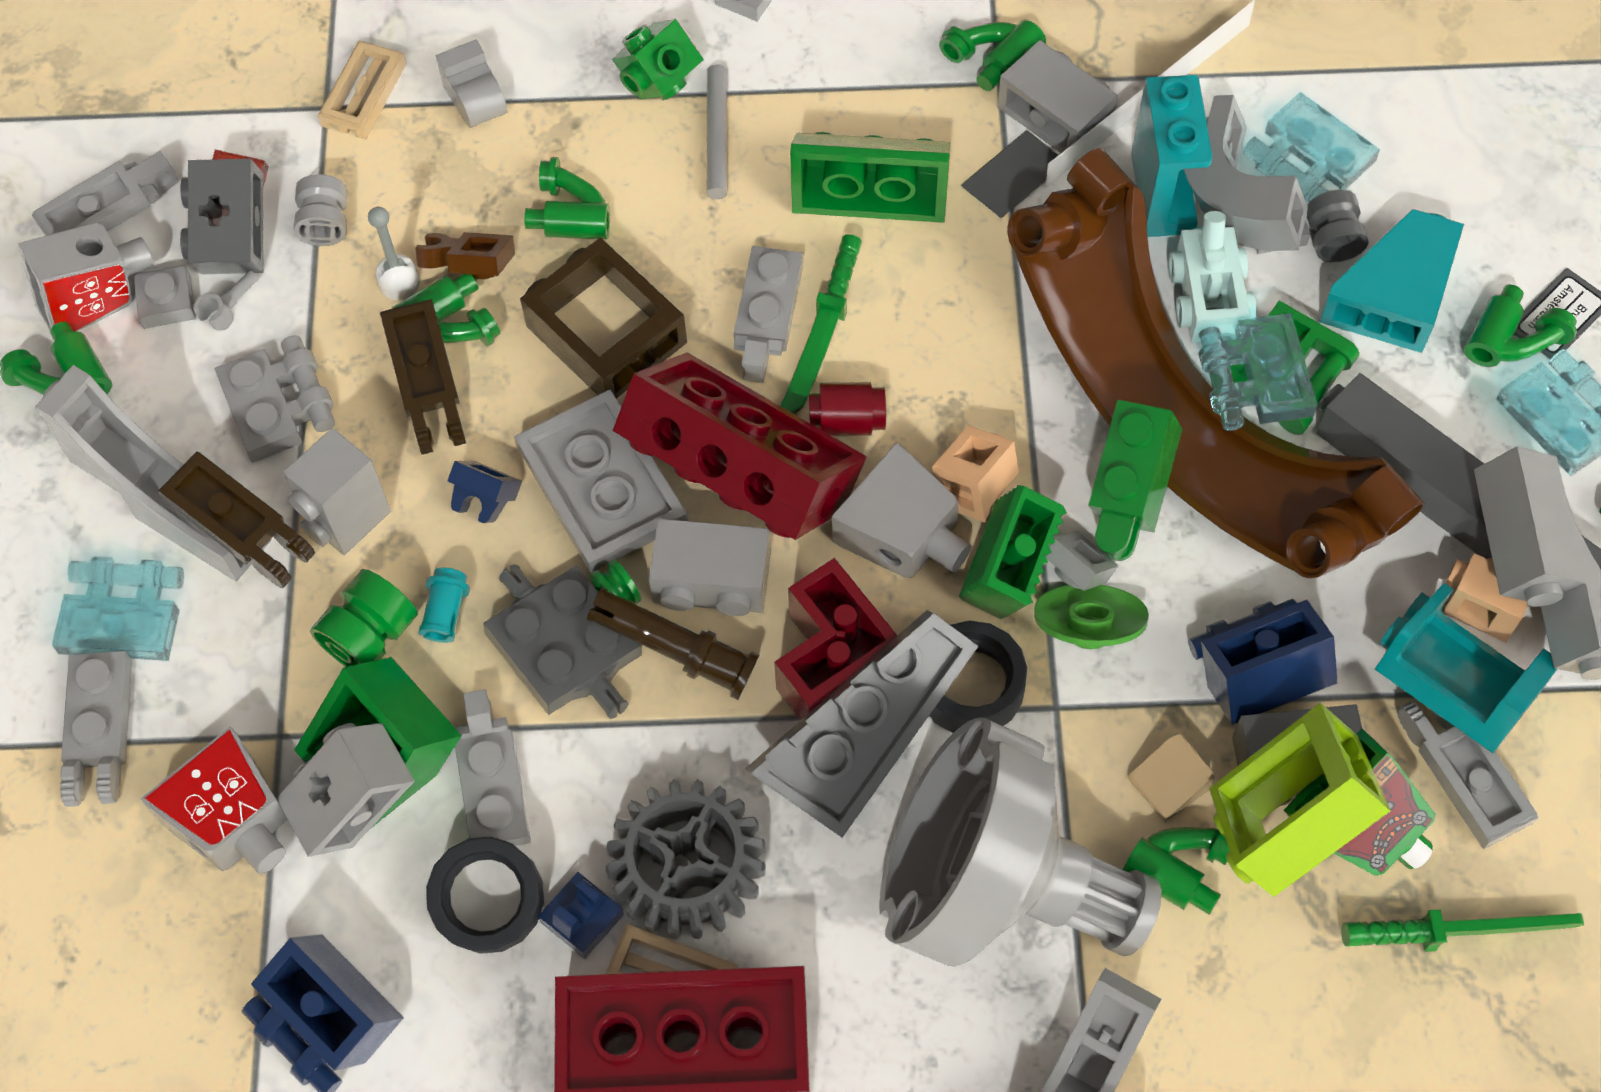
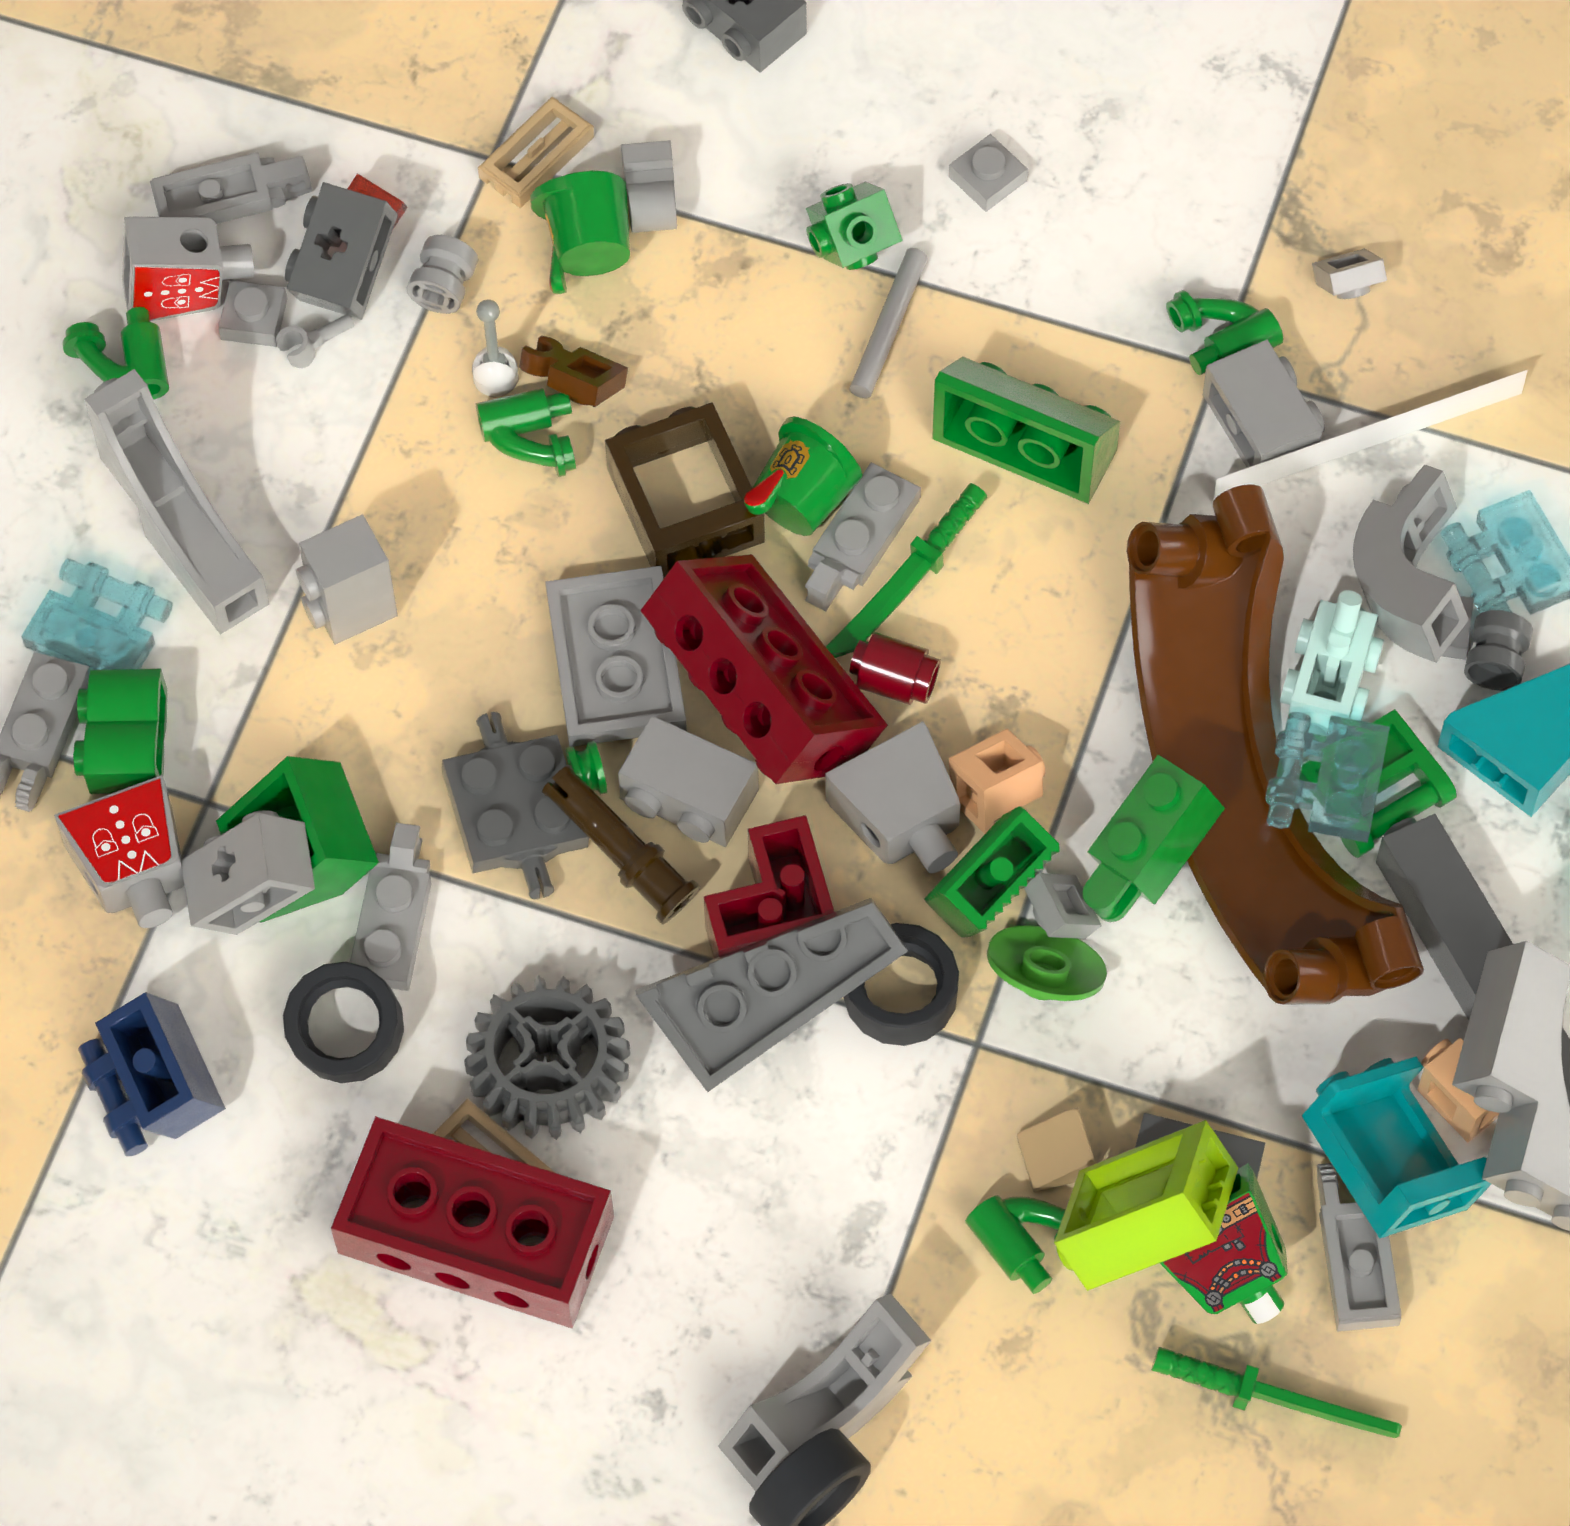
camera: 20 degrees right, 0 degrees up
(176, 697) = (123, 728): none -> green brick
(233, 516) = (236, 569): dark brown hinge -> none
(258, 404) = (306, 459): light grey plate -> none
(369, 616) = (331, 716): green wheel -> none
(422, 369) = (480, 481): dark brown hinge -> none
(429, 128) = (585, 224): none -> green hat
(443, 604) = (418, 718): teal pin -> none
(487, 484) = (499, 620): dark blue tile -> none
(569, 219) = (693, 369): green plant -> none
(581, 915) = (428, 1075): dark blue tile -> none
(704, 273) = (803, 478): none -> green hat
(987, 850) = (831, 1151): light grey piece -> none
(1011, 174) = (1182, 474): dark grey sticker -> none
(1166, 141) = (1341, 512): teal panel -> none
(1266, 658) = (1201, 1068): dark blue brick -> none

